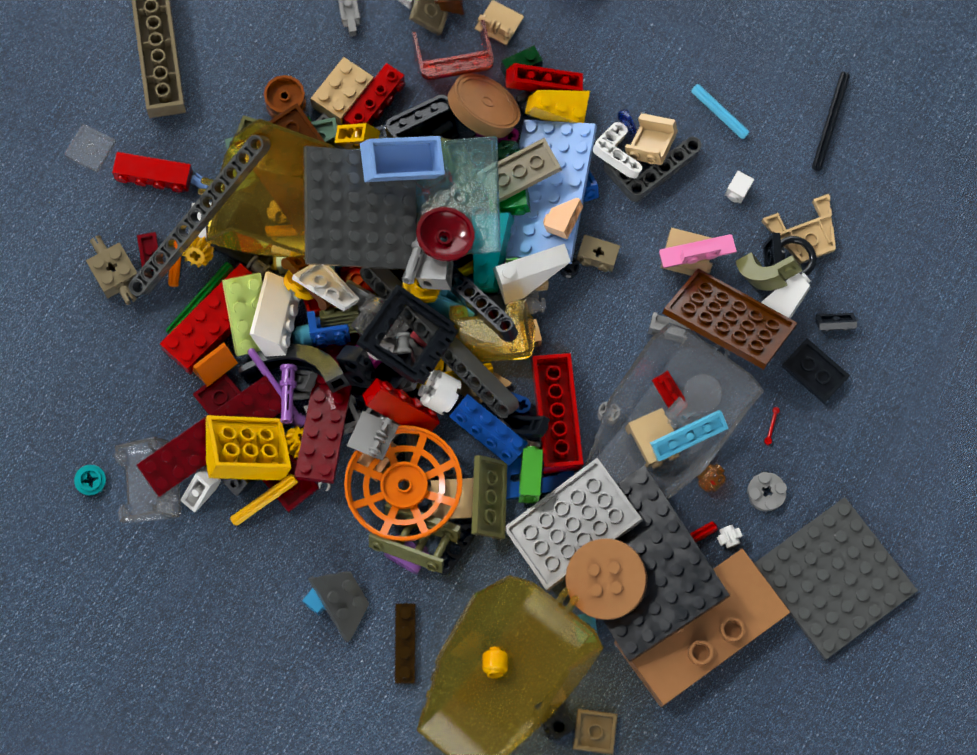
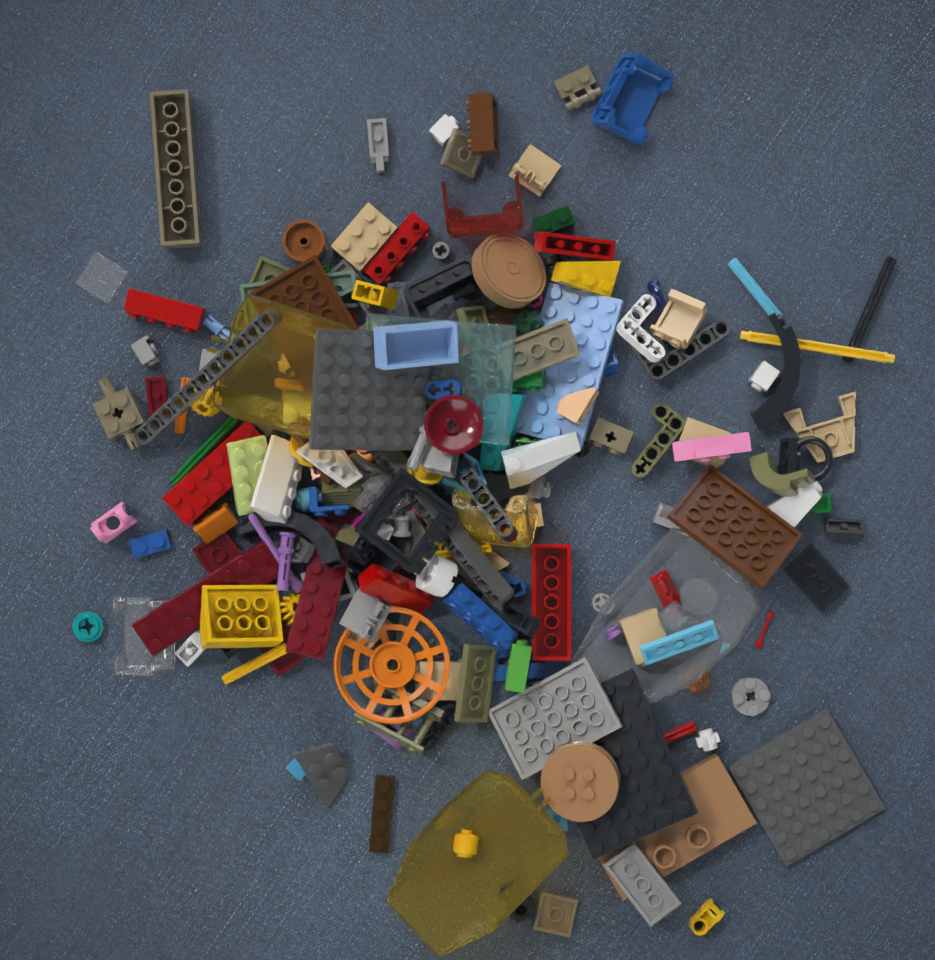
camera: 10 degrees right, 15 degrees up
(113, 374) = (112, 523): none -> bright pink piece
(136, 210) = (145, 351): none -> light grey brick
(150, 394) = (150, 543): none -> blue plate
(413, 95) = (444, 255): none -> light grey bush
(431, 201) = (443, 384): none -> blue beam
(621, 437) = (612, 632): none -> medium lavender bush
(642, 257) = (654, 443): none -> olive beam
(681, 684) = (642, 883): none -> light grey tile
(752, 213) = (786, 388): none -> black arch
(753, 717) = (705, 915): none -> yellow piece
(791, 156) = (821, 347): none -> yellow piece
(811, 301) = (823, 504): none -> green plate

